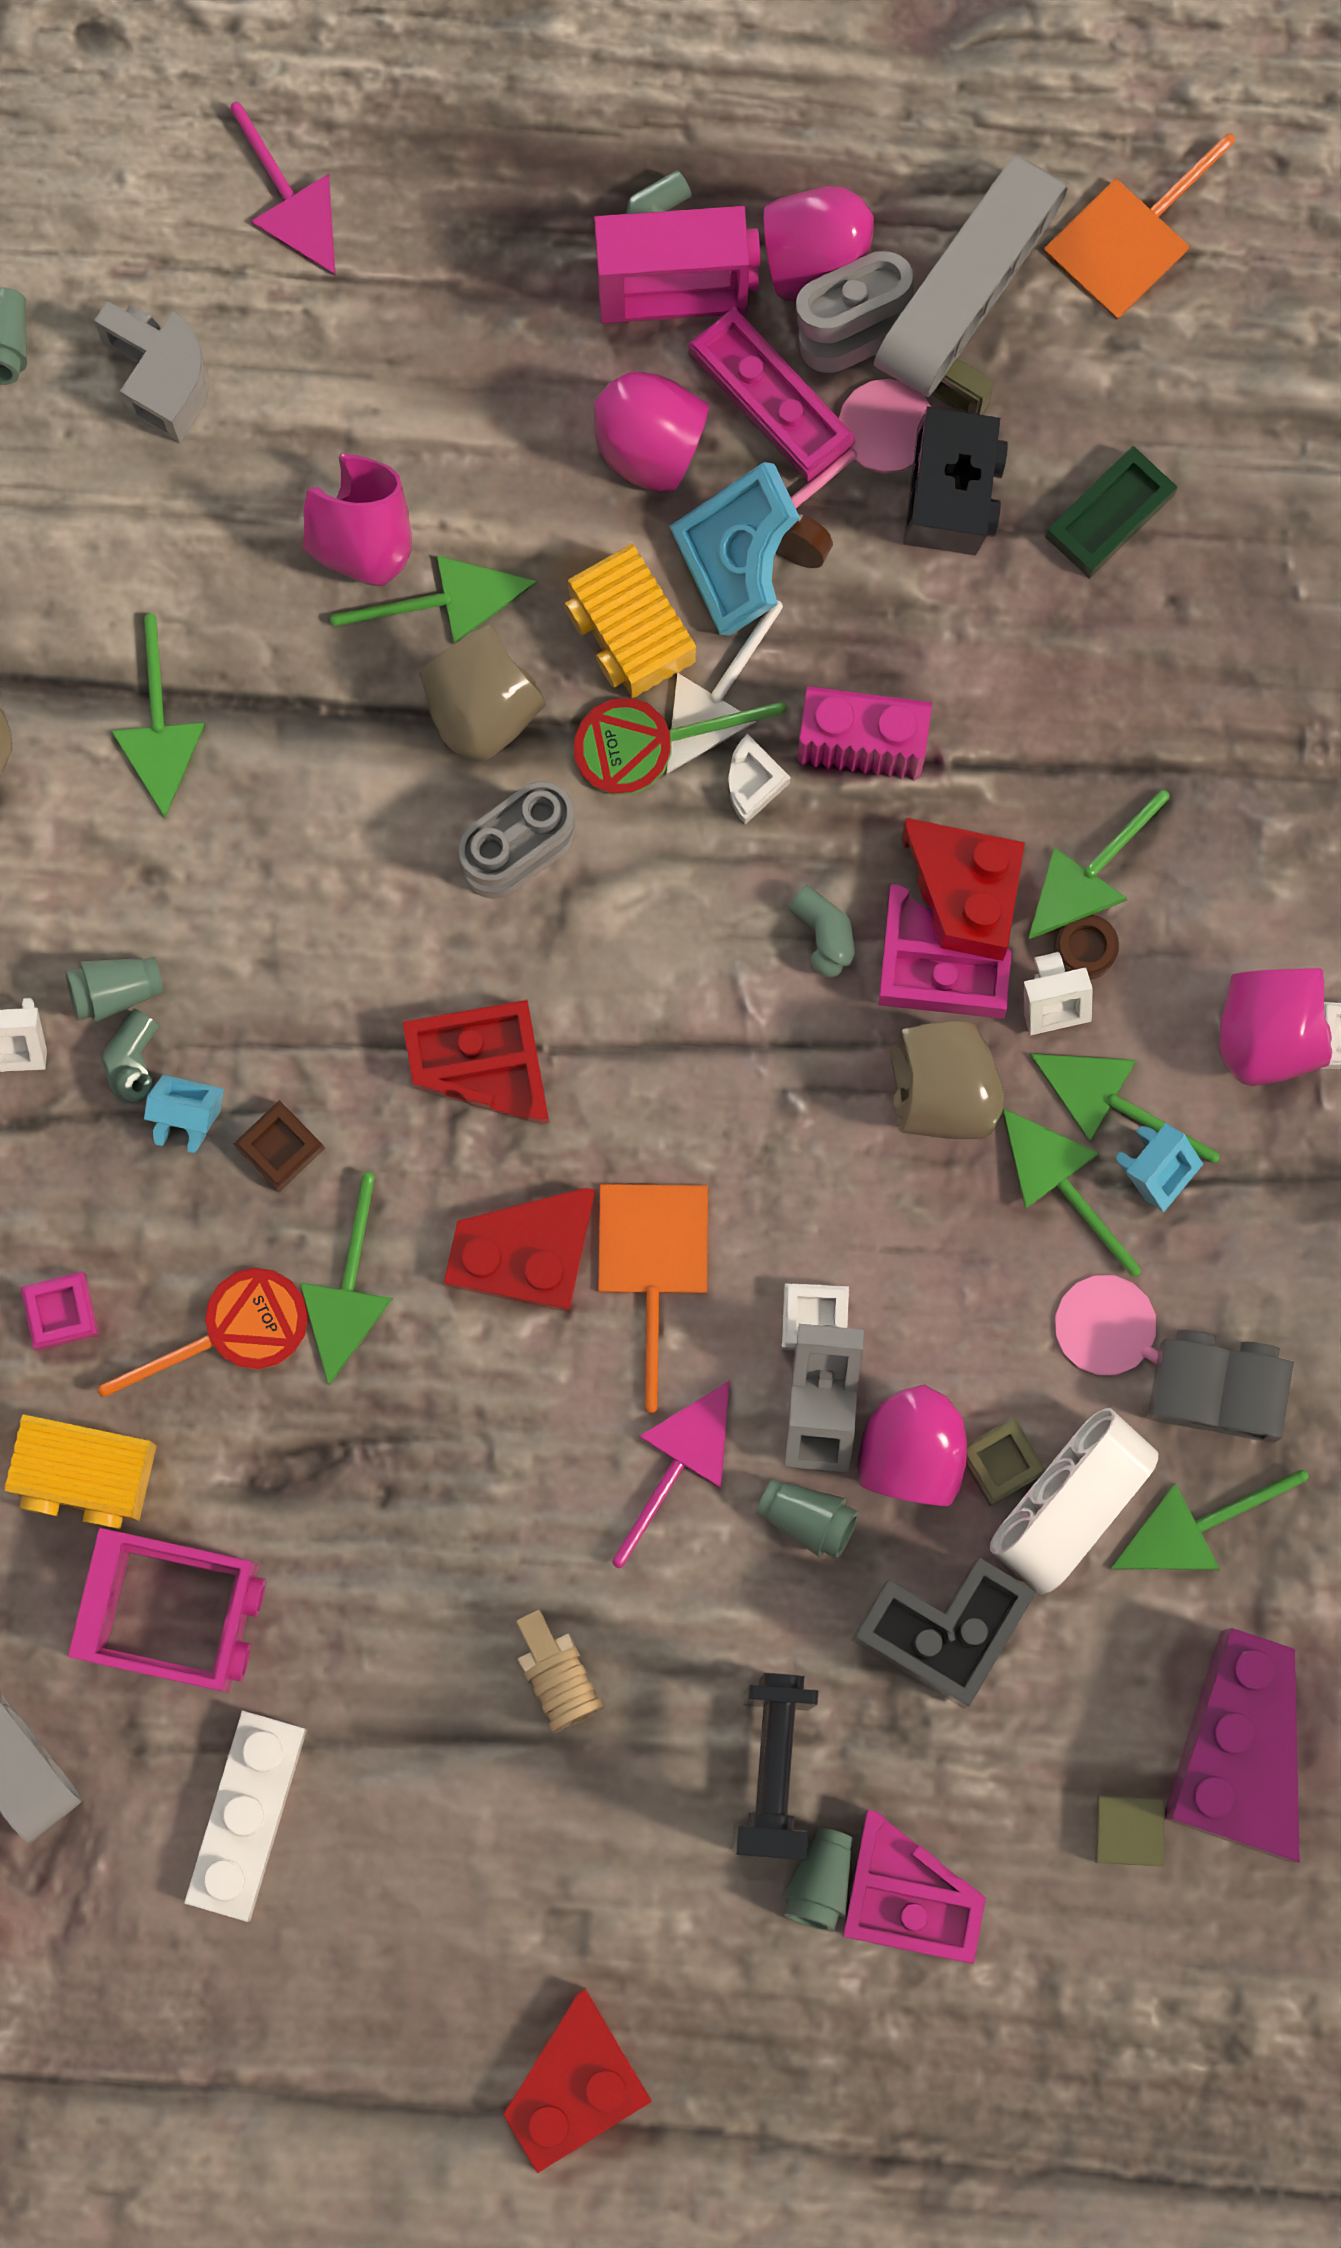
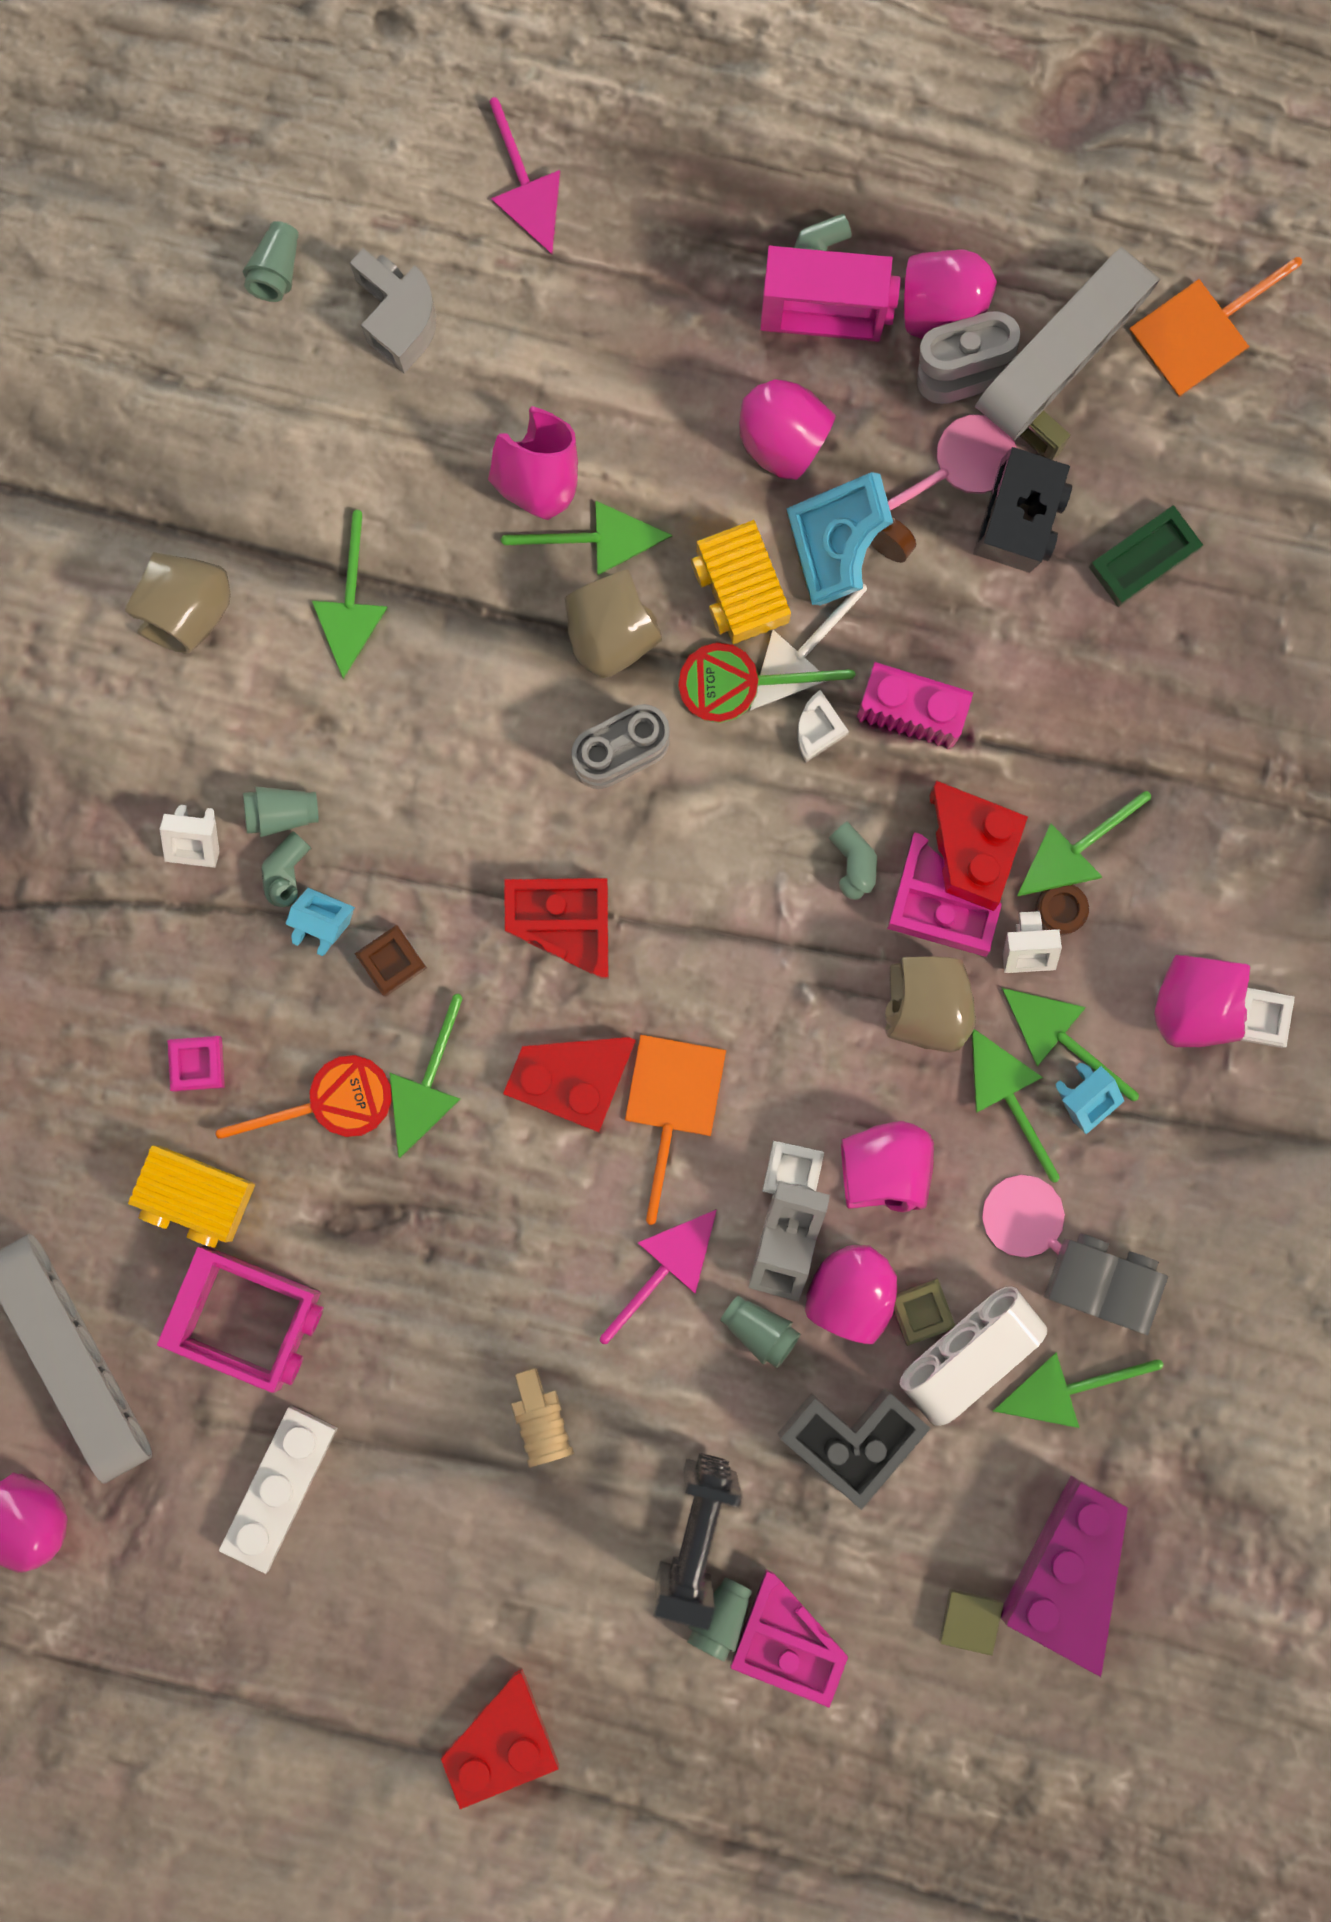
camera: 10 degrees right, 5 degrees up
(771, 394) = (887, 412): dark pink tile -> none
(929, 1290) = (888, 1167): none -> dark pink piece

